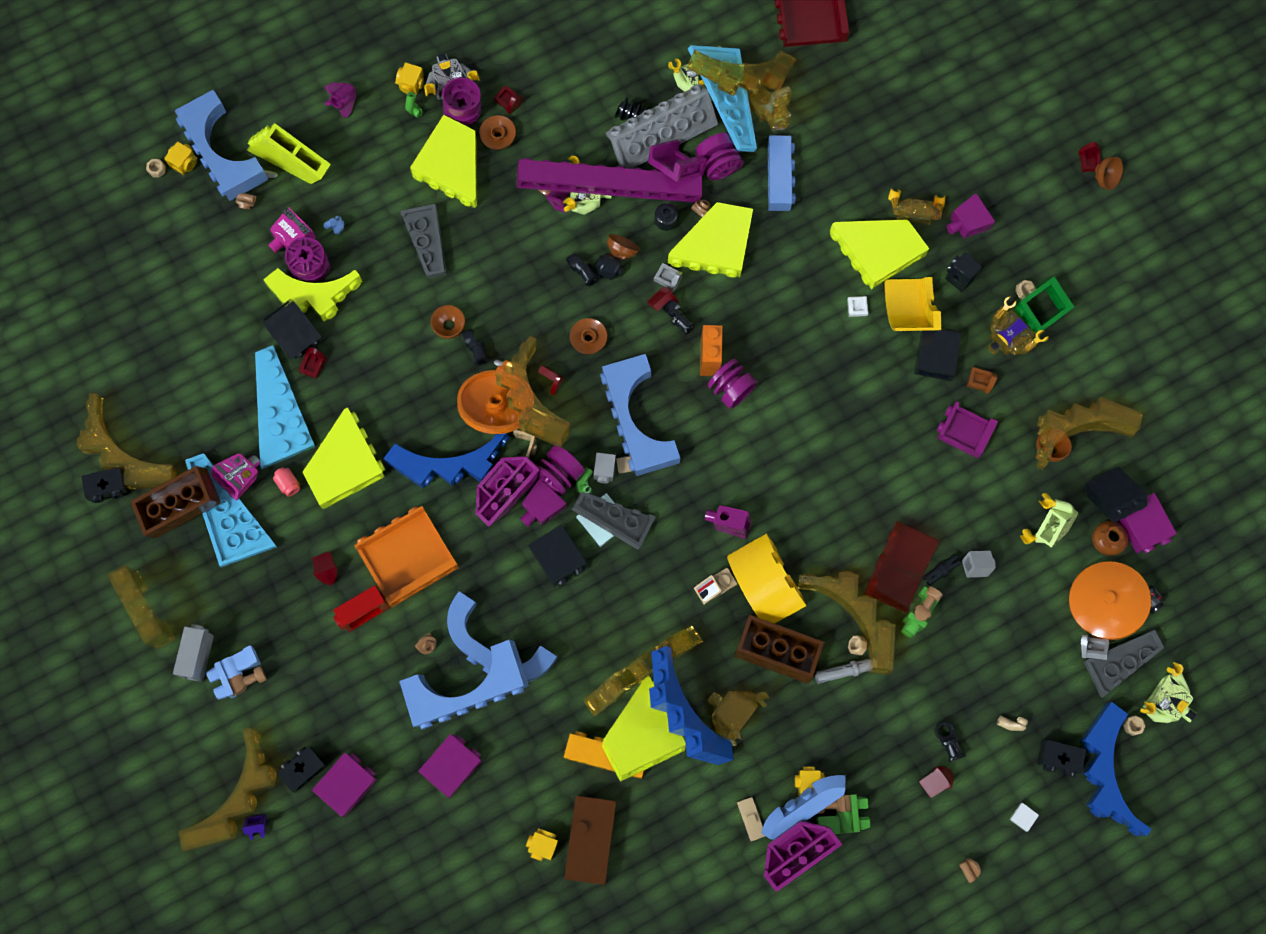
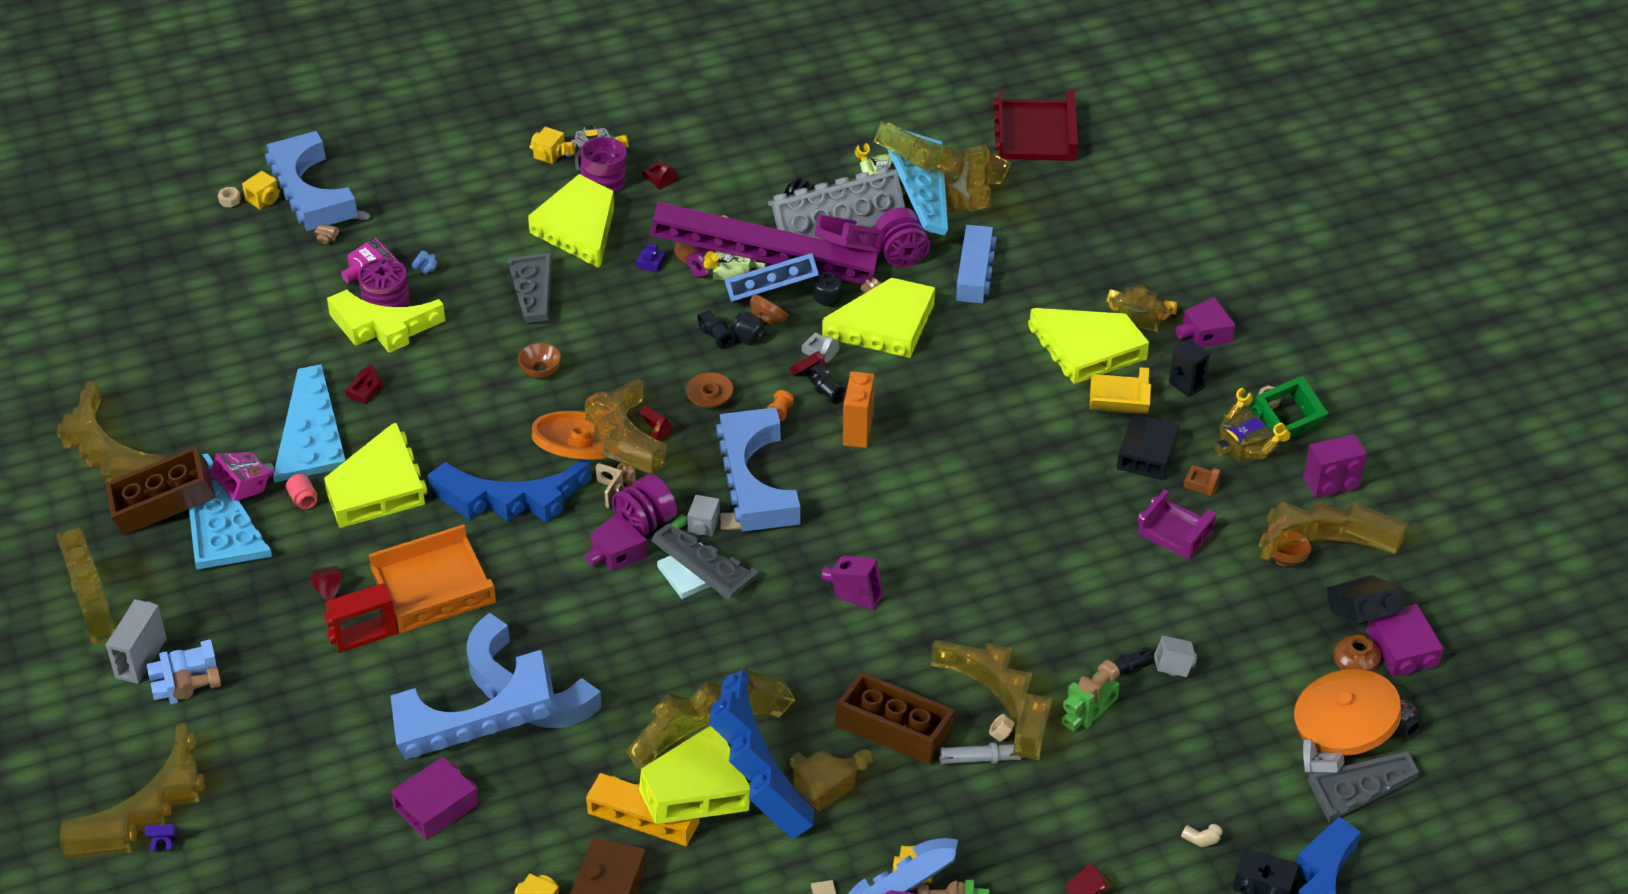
camera: 10 degrees right, 30 degrees down
(95, 482) = (78, 472): black brick -> none
(288, 153) = (387, 187): neon yellow slope -> none
(291, 329) = (346, 344): black brick -> none
(313, 766) = (240, 780): black brick -> none
(341, 97) = (464, 152): magenta brick -> none
(345, 784) = (291, 802): magenta brick -> none
(411, 106) = (543, 168): bright green arm -> none
(426, 644) = (434, 670): medium nougat plate -> none
(476, 347) = (568, 388): black connector -> none
(497, 125) = (639, 198): dark orange dish -> none
(504, 487) = (574, 515): magenta wedge -> none
(517, 196) = (650, 258): none -> dark purple tile
(558, 556) = (624, 596): black brick -> none
(621, 215) = (771, 277): none -> medium blue brick
(646, 344) = (782, 401): none -> orange bush
(715, 586) = (823, 650): tan slope -> none
(728, 380) = (880, 445): magenta wheel -> none
(765, 581) = (889, 647): yellow panel -> none
(857, 306) = (1053, 396): white tile -> none
(901, 567) = (1073, 648): clear red panel -> none
(950, 742) = (1113, 846): black connector -> none
(1055, 524) = (1282, 619): yellowish green torso -> none
(1084, 362) = (1334, 466): none -> magenta brick
(1089, 157) = (1365, 283): dark red tile -> none
(1109, 172) = (1391, 295): dark orange piece -> none
(1134, 725) = (1371, 855): tan tile -> none
(1170, 698) = (1423, 827): torso -> none

